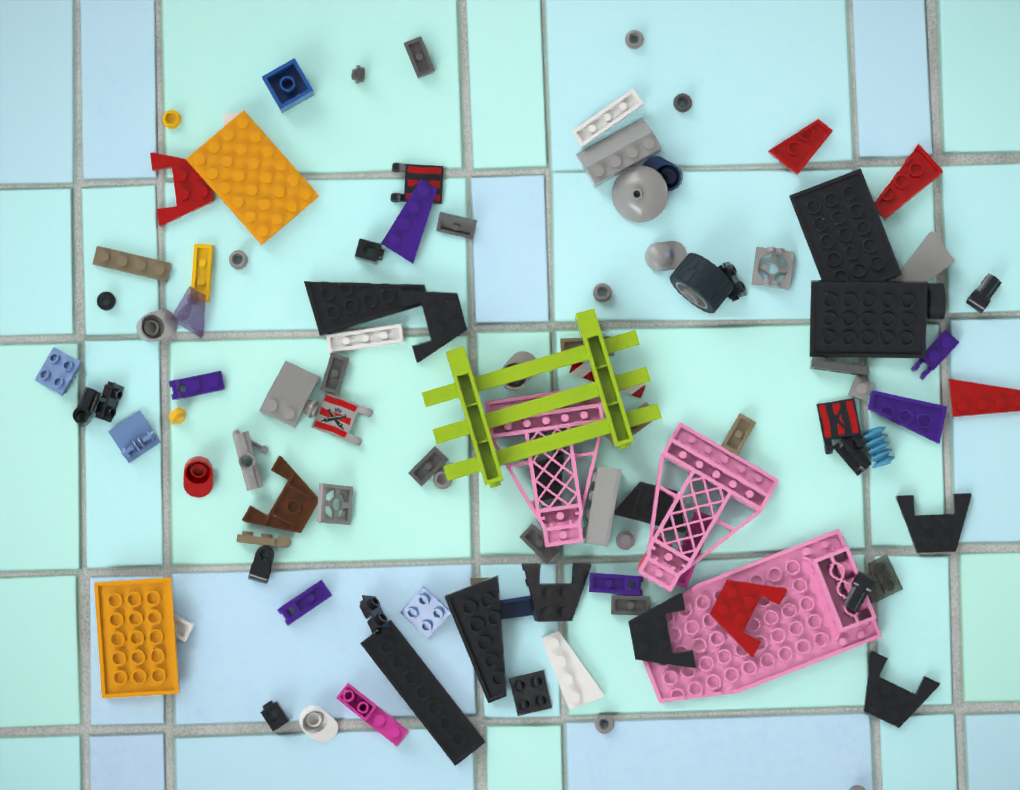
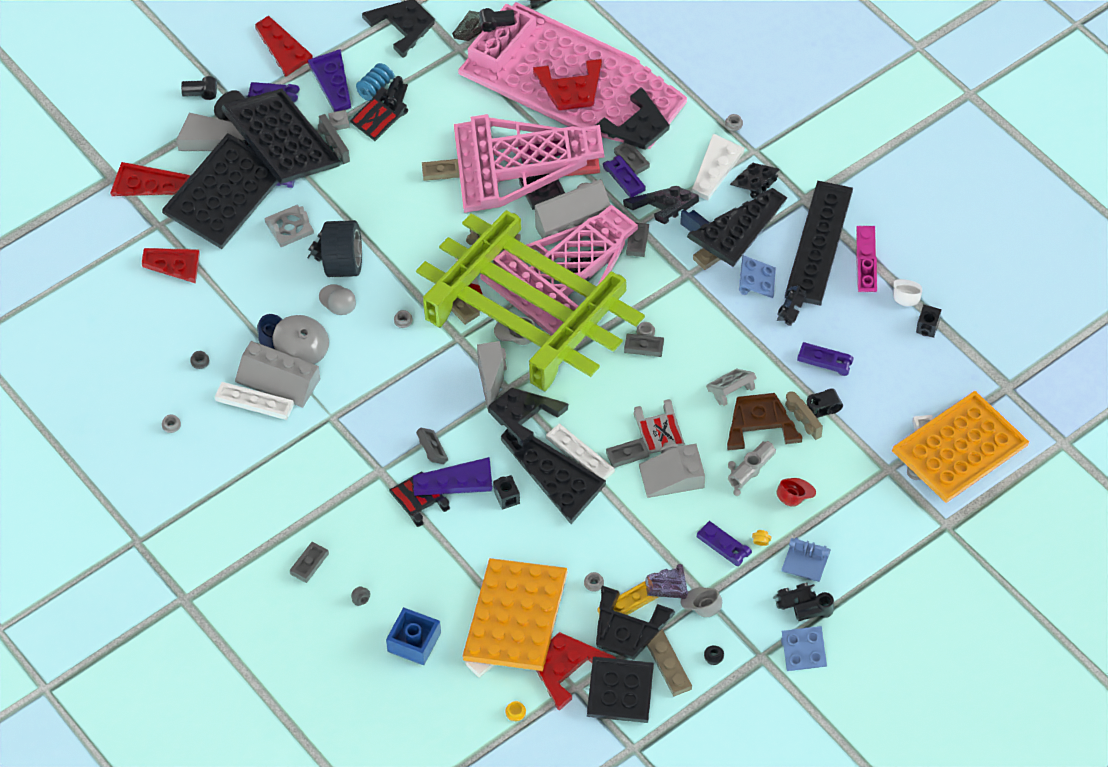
camera: 125 degrees left, 30 degrees down
(127, 206) = (620, 689): none -> black plate
(173, 245) = (624, 633): none -> black wing
(490, 320) = (491, 369): none -> light grey slope

